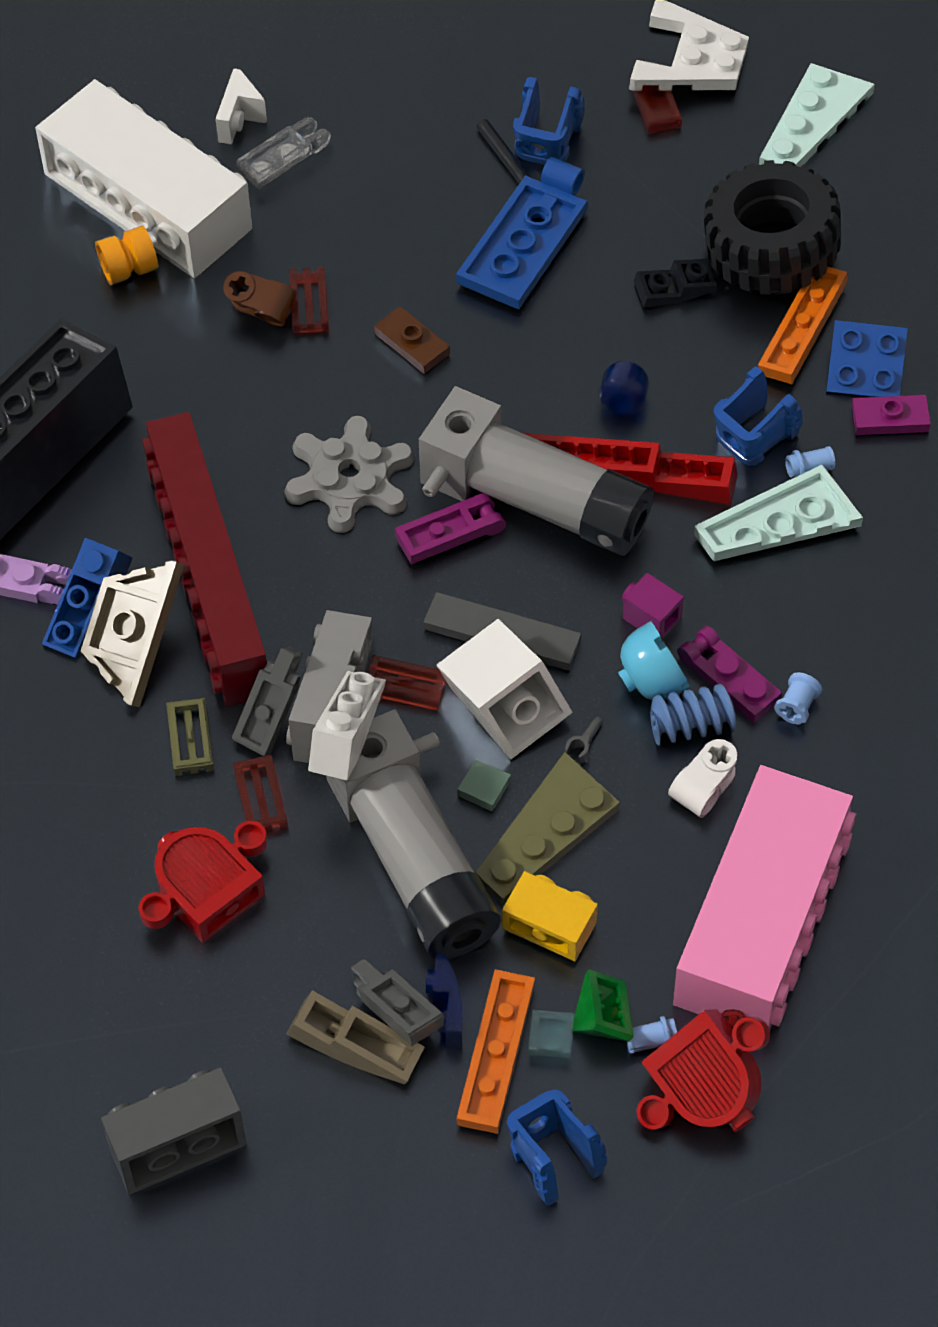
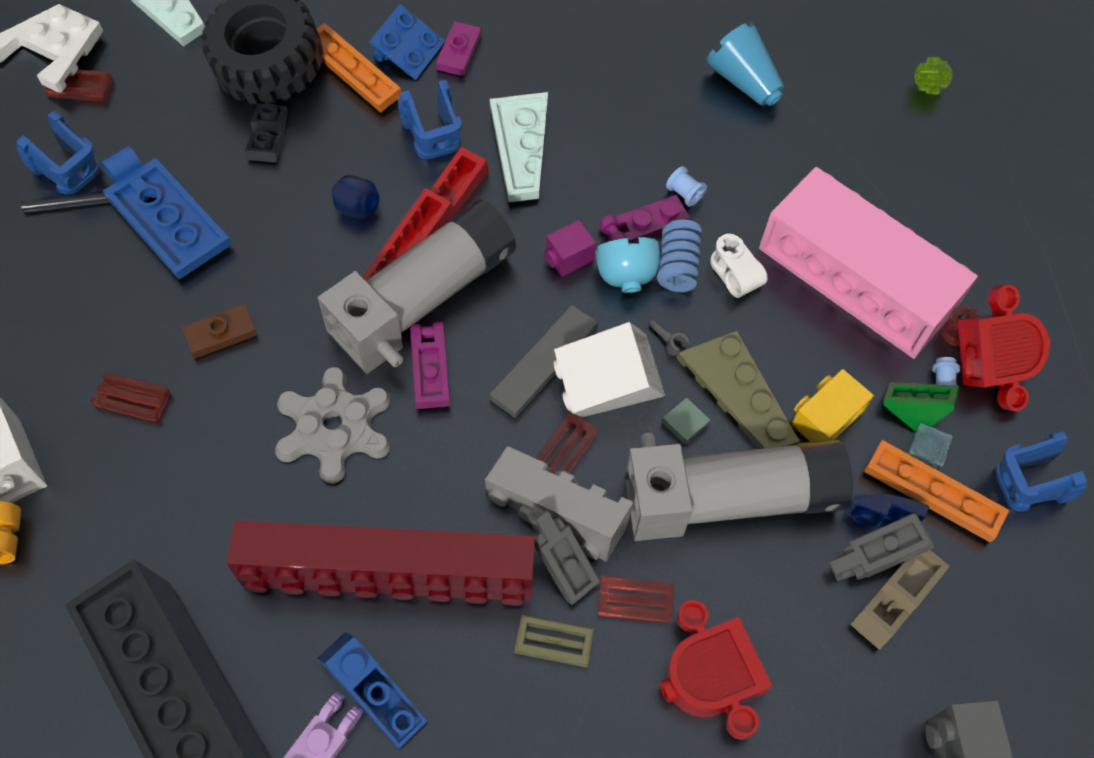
camera: 75 degrees left, 5 degrees up
(130, 625) = (429, 654): wing -> none
(264, 299) = (118, 427): reddish brown piece -> none
(345, 725) = (646, 488): white slope -> none
(799, 463) = (478, 113): light blue pin -> none

